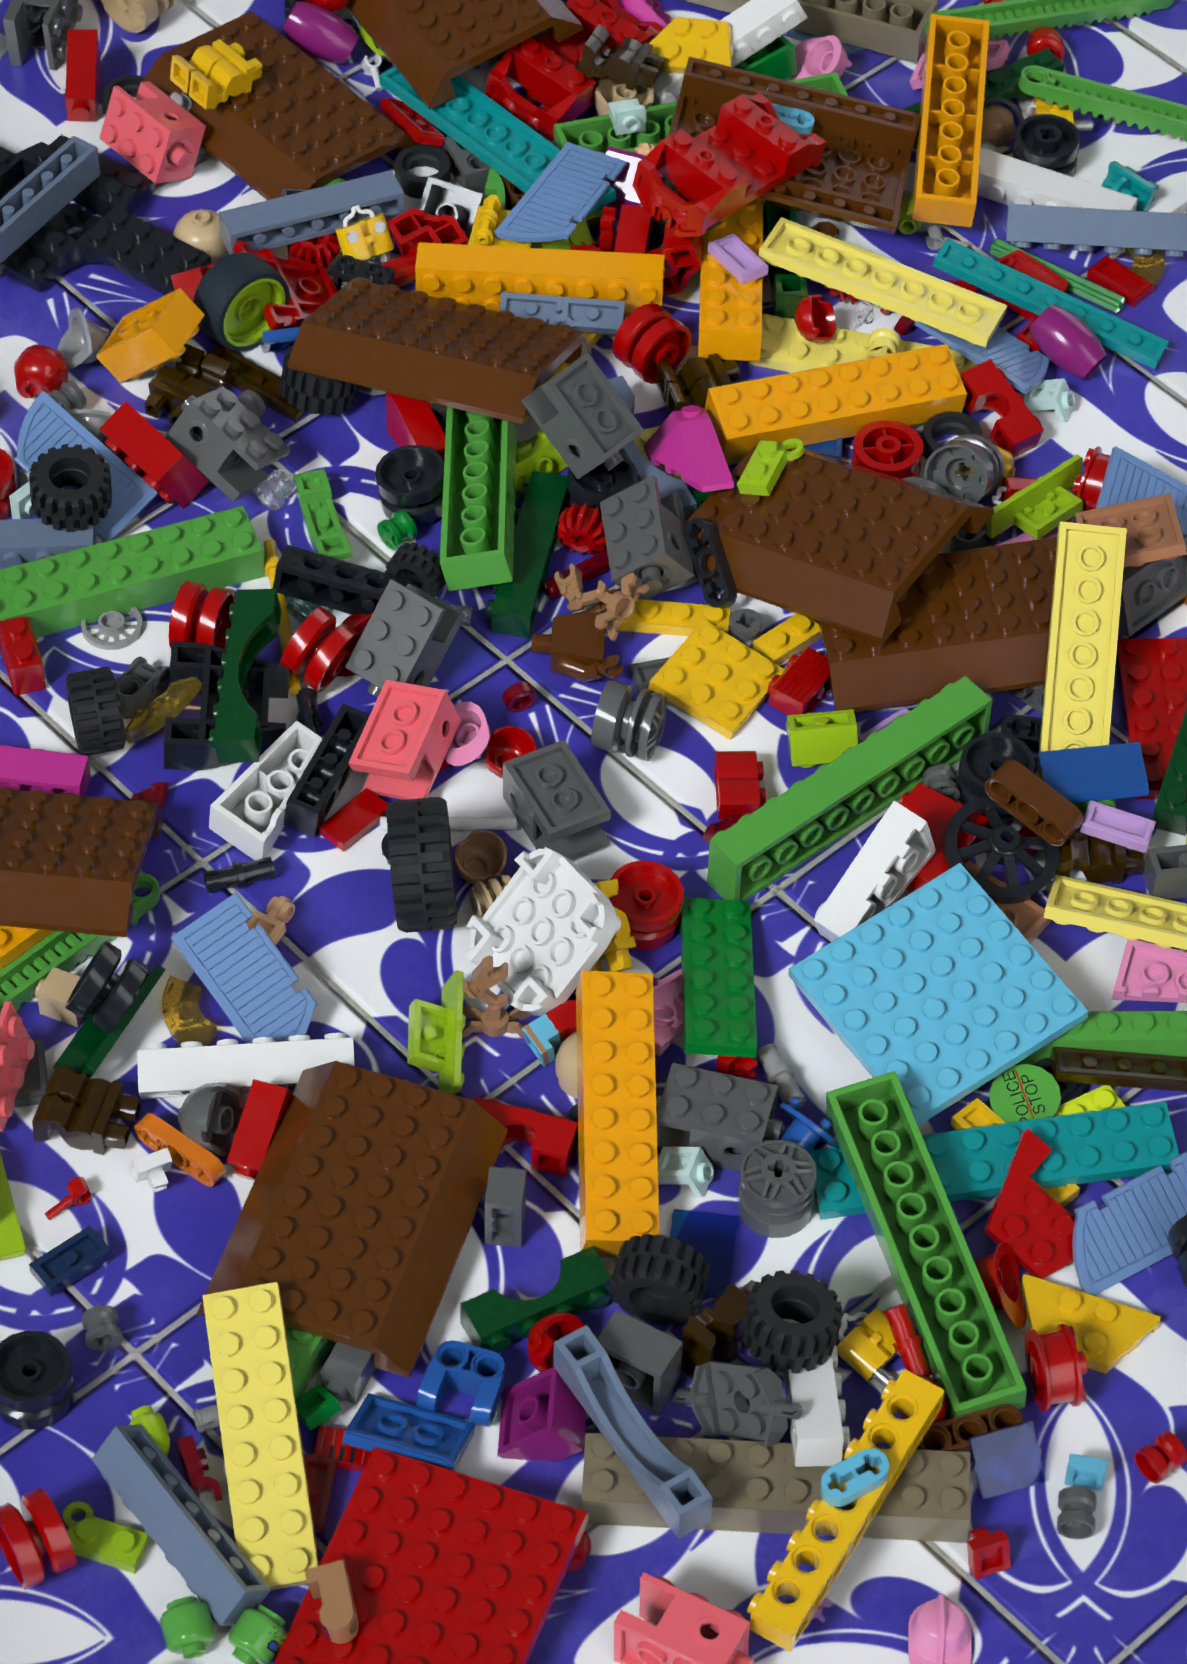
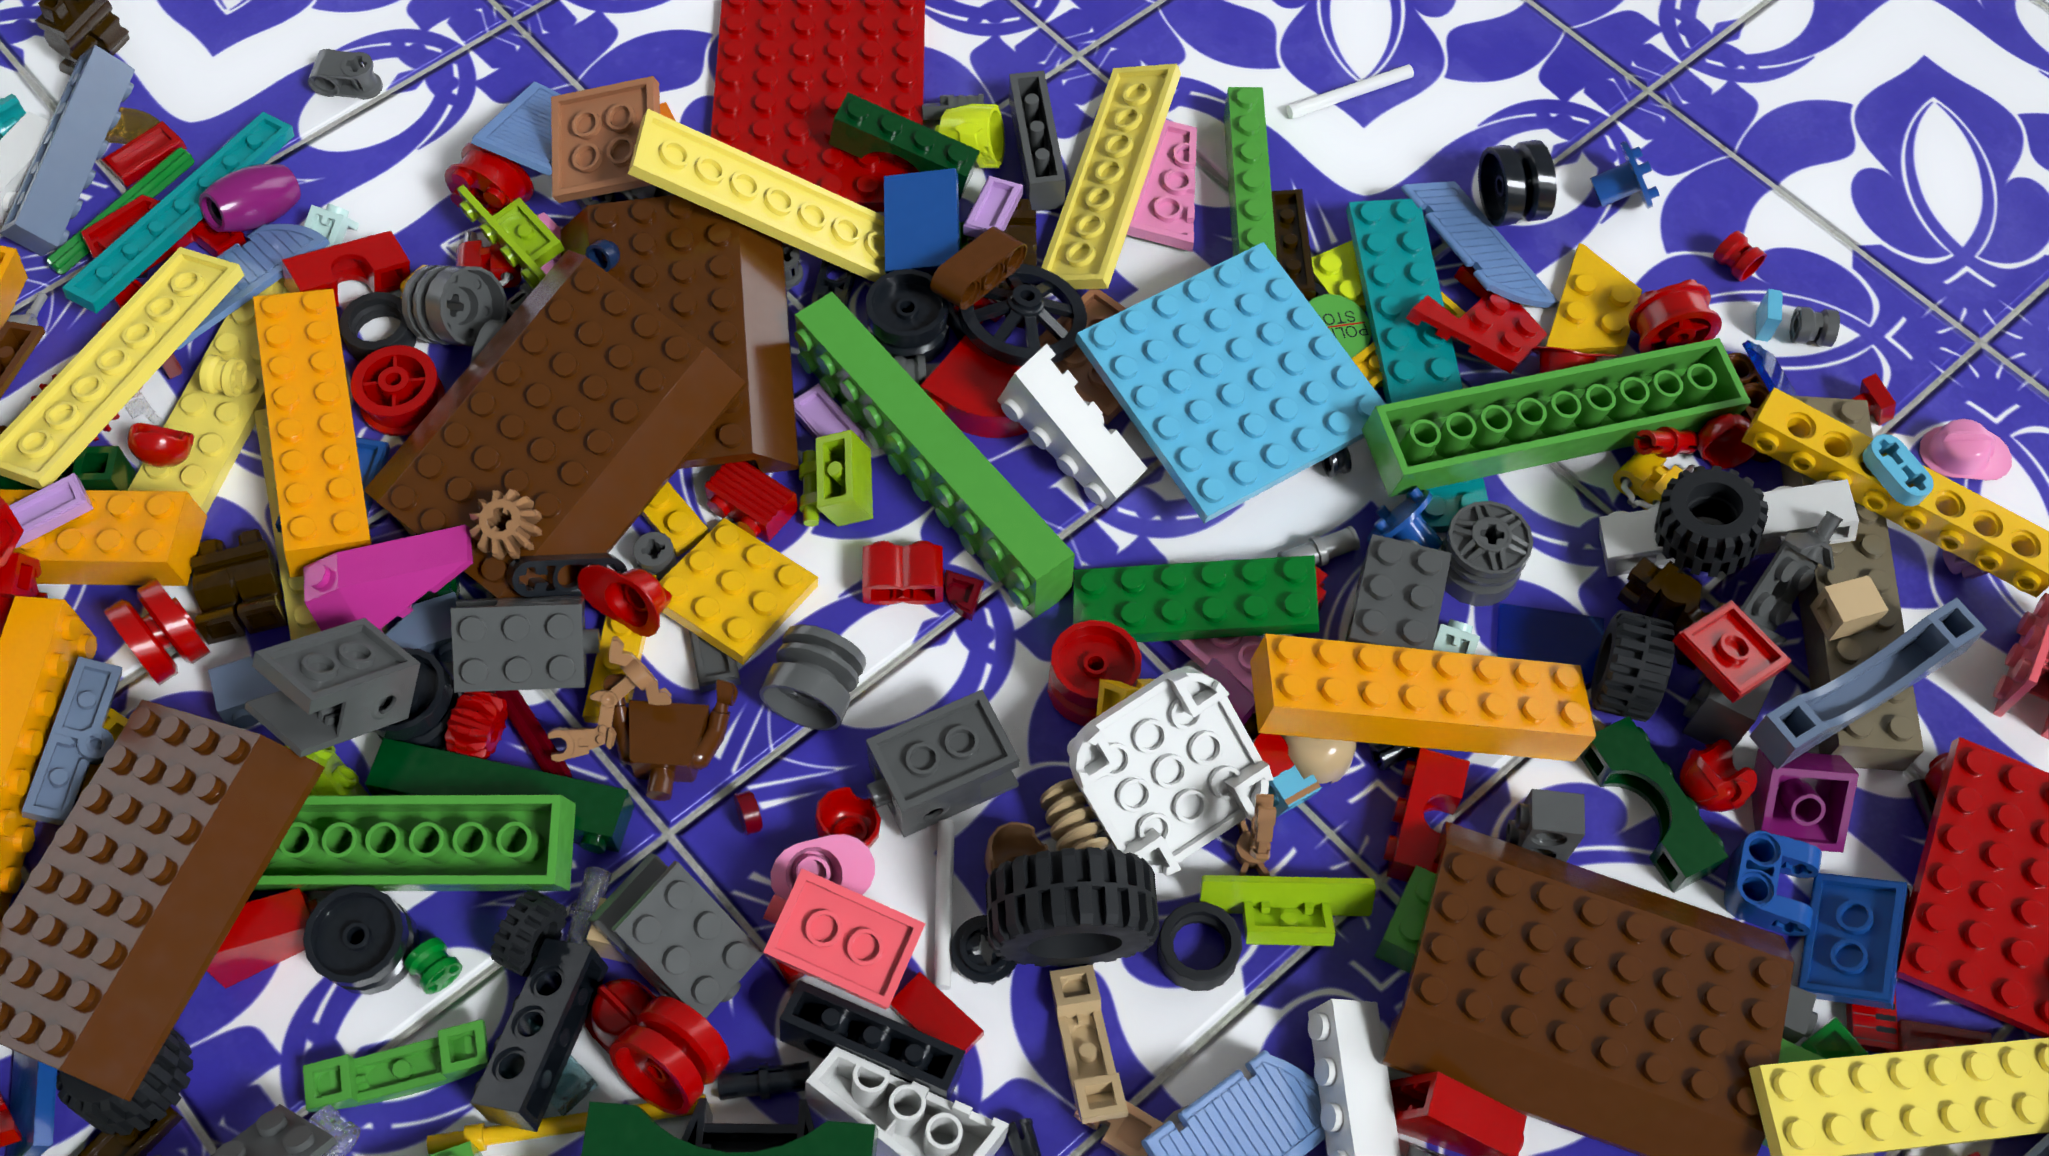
camera: 90 degrees left, 10 degrees up
(327, 906) = (1086, 1045): none -> tan slope
(408, 956) = (1211, 916): none -> black tyre
(656, 1321) = (1731, 651): none -> red tile
(695, 607) = (628, 597): none -> red piece
(712, 1433) = (1849, 608): none -> tan panel
(732, 502) = (494, 518): none -> medium nougat gear
(767, 465) = (441, 486): lime hinge -> none
(1006, 543) = (604, 254): none -> dark blue hinge

